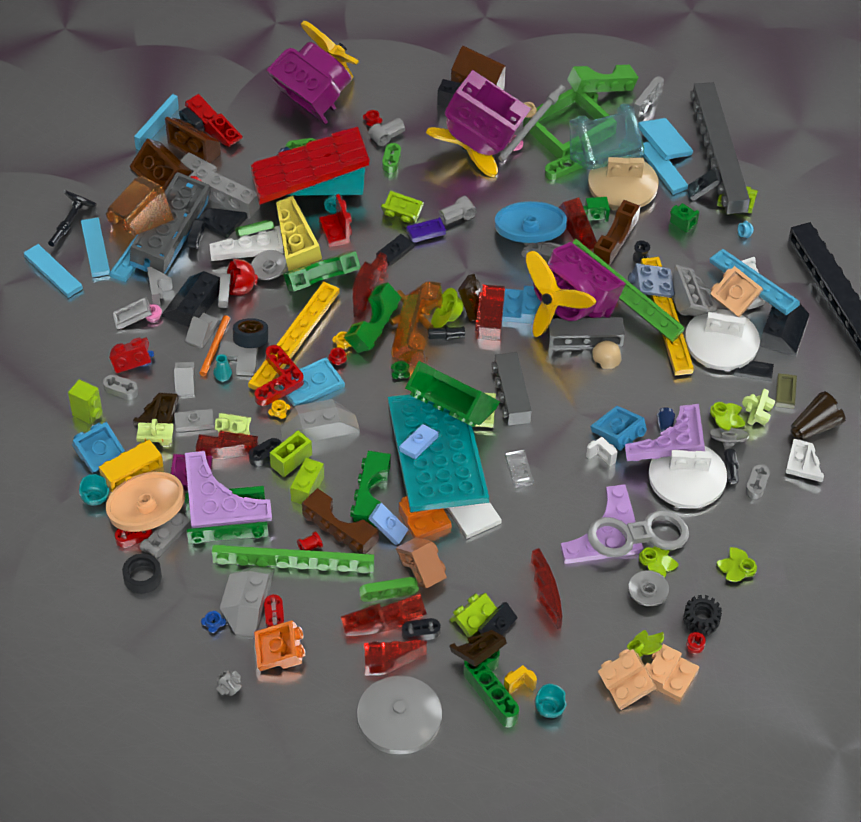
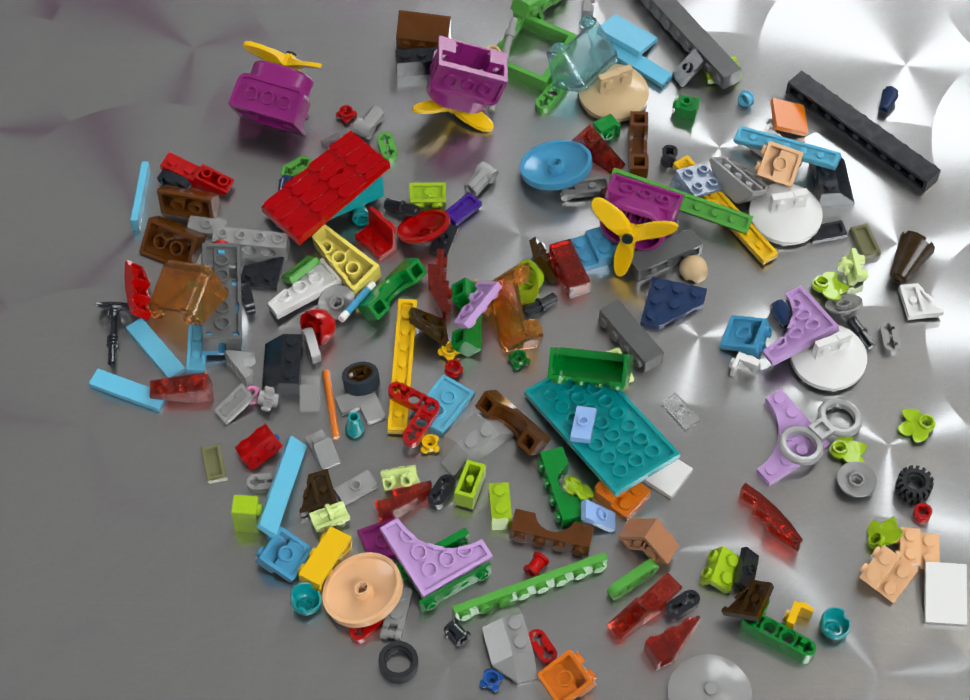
camera: 25 degrees left, 5 degrees up
(87, 355) = (213, 463): none -> olive tile
(97, 285) = (186, 388): none -> clear red slope
(105, 193) = (136, 290): none -> red slope
(127, 391) = (281, 486): none -> medium azure tile
(161, 319) = (267, 398): none -> light grey gear
(207, 571) = (457, 632): none -> black bush
(283, 269) = (357, 300): none -> dark azure bar
(336, 311) = (429, 324): none -> dark brown wing
(355, 401) = (528, 434): none -> reddish brown arch
(372, 209) = (401, 207): none -> black axle
(380, 231) = (424, 227): none -> red dish
(384, 493) = (574, 486): none -> lime plate
(398, 300) = (478, 303): none -> lavender wing
(568, 374) = (670, 302): none -> dark blue plate
(672, 719) = (945, 593): none -> white tile
(776, 258) = (789, 117): none -> tile

